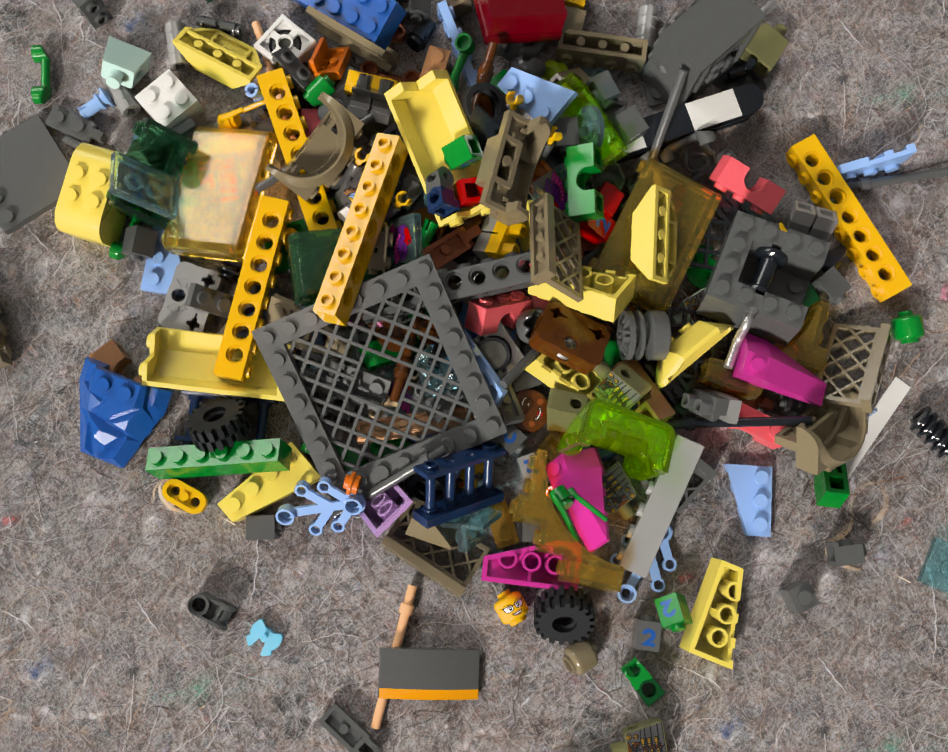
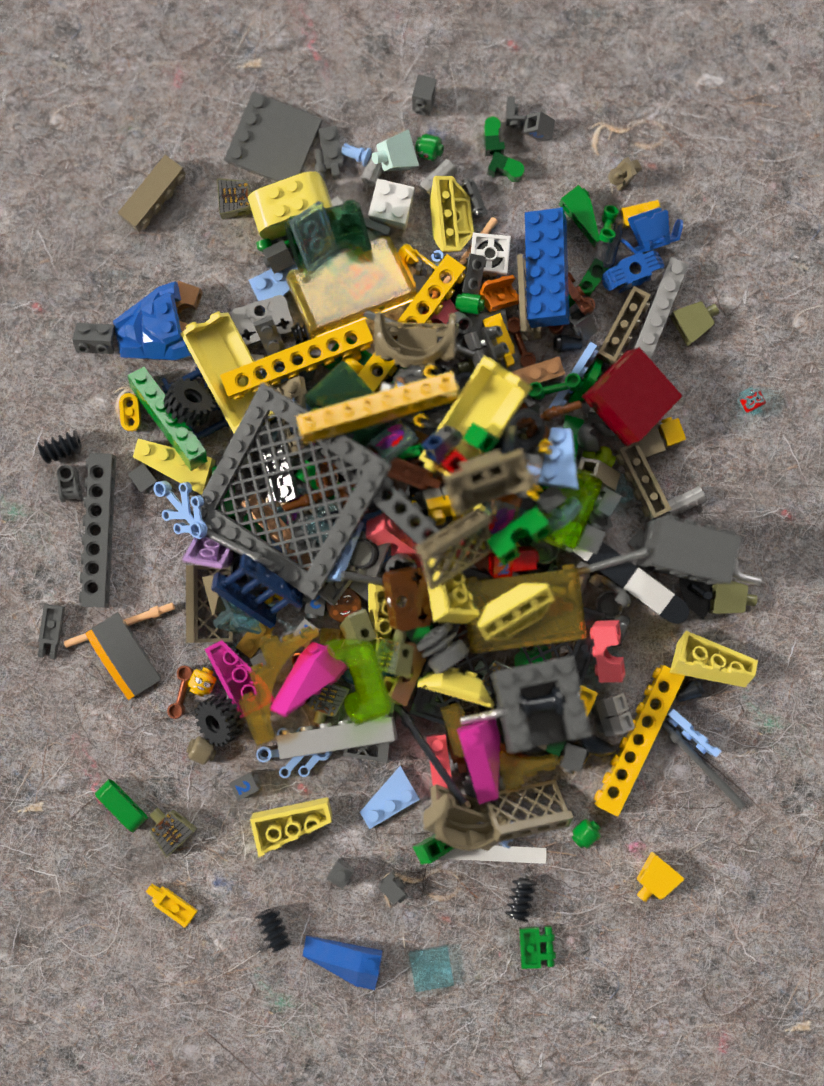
camera: 65 degrees right, 5 degrees up
(42, 93) = (339, 110): green bar -> none
(49, 247) = (233, 198): none -> torso
(83, 482) = (94, 338): none -> dark grey bracket
(141, 33) = (429, 147): none -> green head
(168, 593) = (60, 448): none -> black piece
(210, 569) = (104, 539): none -> dark grey brick
(267, 635) = (77, 530): medium azure piece -> none
(352, 483) = (209, 519): orange plate -> none
(380, 260) = (370, 433): dark tan hinge -> none
(473, 29) = (589, 379): none -> green plate
(522, 653) = (177, 709): none -> copper bar
(563, 500) = (293, 667): green plant -> none
(642, 681) = (212, 802): leg -> none
(673, 612) = (271, 793): green brick -> none
(712, 405) = (427, 726): dark grey hips -> none
(814, 703) = (273, 929): none -> black piece
(816, 101) = (712, 661): none -> light yellow wedge
(830, 139) = (690, 691): none -> black cone
(894, 647) = (348, 961): none -> blue wedge

